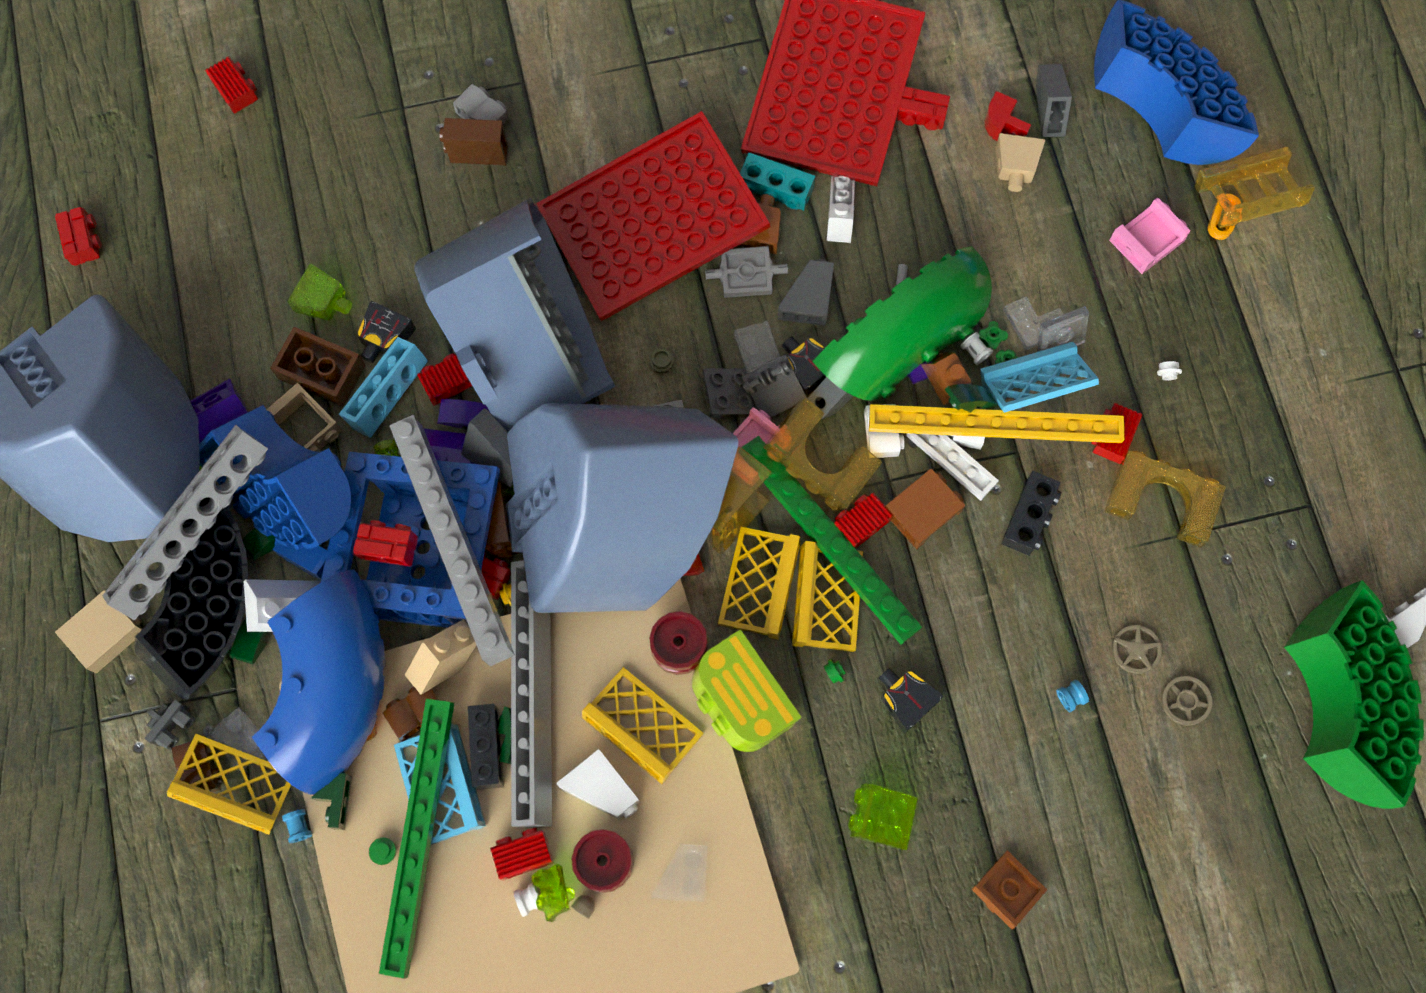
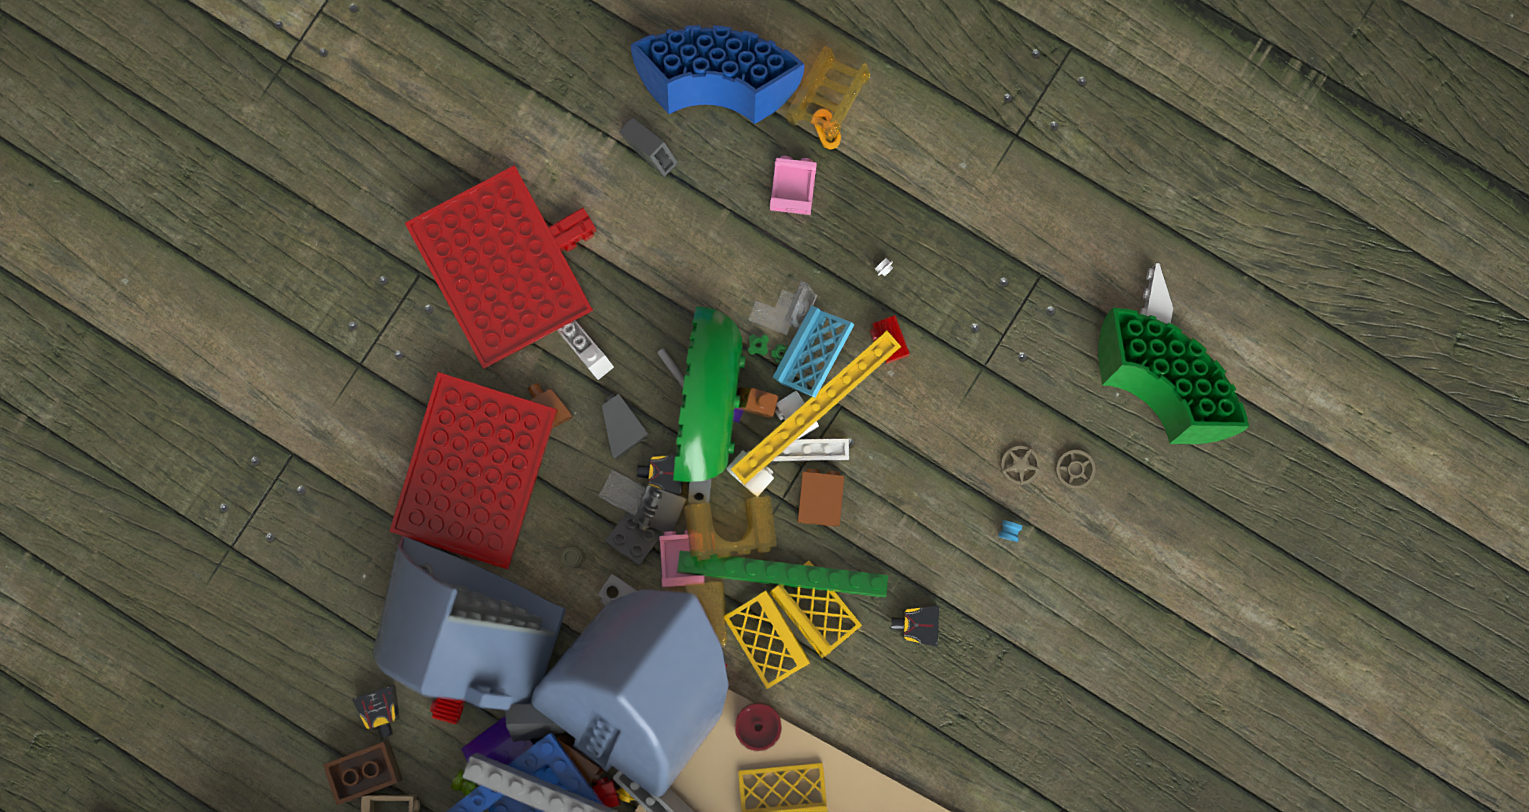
camera: 45 degrees left, 10 degrees up
(231, 84) = (100, 642): red brick -> none
(319, 295) = (313, 725): clear neon green torso -> none
(383, 387) = (418, 744): medium azure brick -> none
(458, 412) = (479, 716): dark purple slope -> none
(474, 141) = (308, 530): reddish brown brick -> none
(476, 104) = (287, 502): light grey brick -> none
(742, 695) = (824, 721): lime brick -> none
(746, 272) = (568, 448): light grey plate -> none
(788, 177) = (518, 366): teal brick -> none
(835, 671) = (862, 650): green plate -> none
(863, 520) = (791, 542): red brick -> none
(883, 816) = (969, 709): clear neon green plate -> none
(970, 397) = (785, 407): dark green slope -> none
(976, 348) = (756, 364): white bush -> none
(1000, 118) = (627, 193): red brick -> none
(1009, 889) = (1077, 681): dark orange hinge -> none
(1017, 159) = (665, 210): tan torso -> none
(1032, 501) = (883, 451): black brick -> none
(1199, 494) = (973, 333): clear yellow arch -> none

